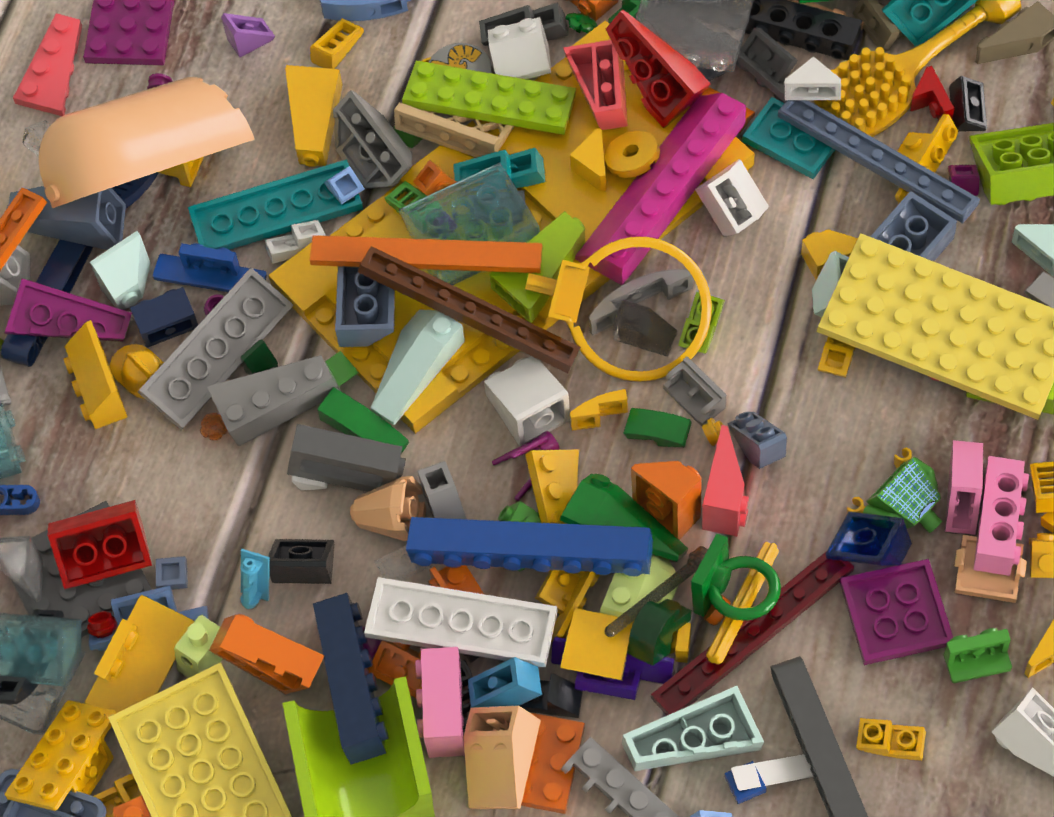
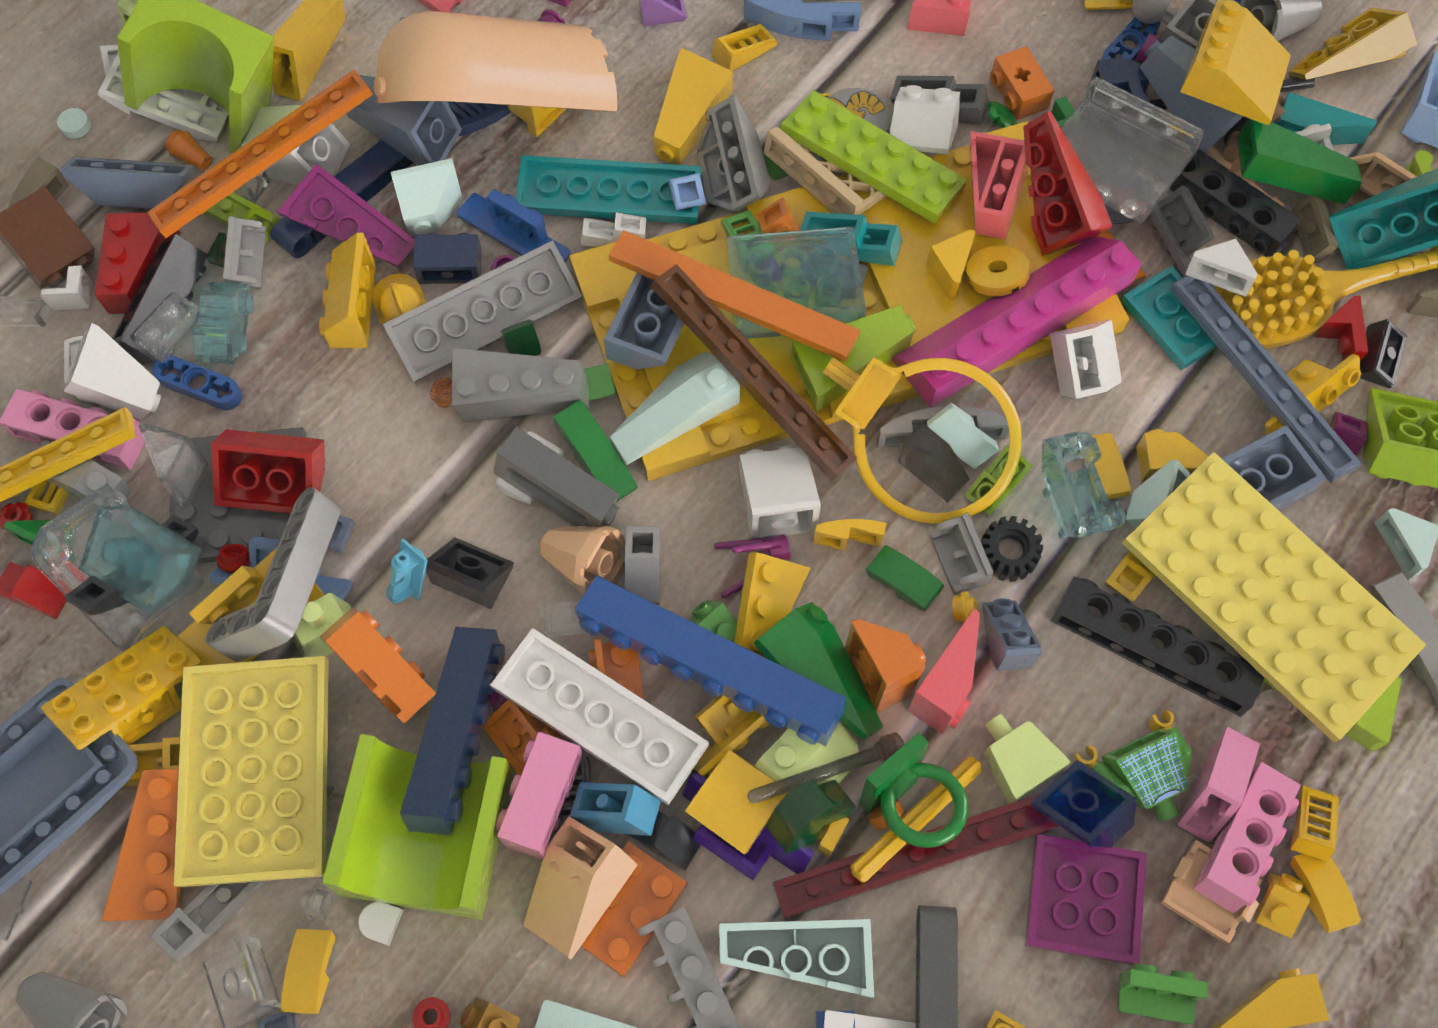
camera: 15 degrees right, 5 degrees up
(167, 623) = (286, 584): none -> light grey beam
(660, 298) = (964, 438): none -> light aqua slope
(737, 358) = (1021, 533): none -> black tyre
(770, 308) = (1078, 495): none -> clear light blue piece
(782, 278) = (1111, 467): none -> yellow slope
(805, 527) = (1021, 758): none -> yellowish green torso
(889, 412) = (1169, 663): none -> black brick

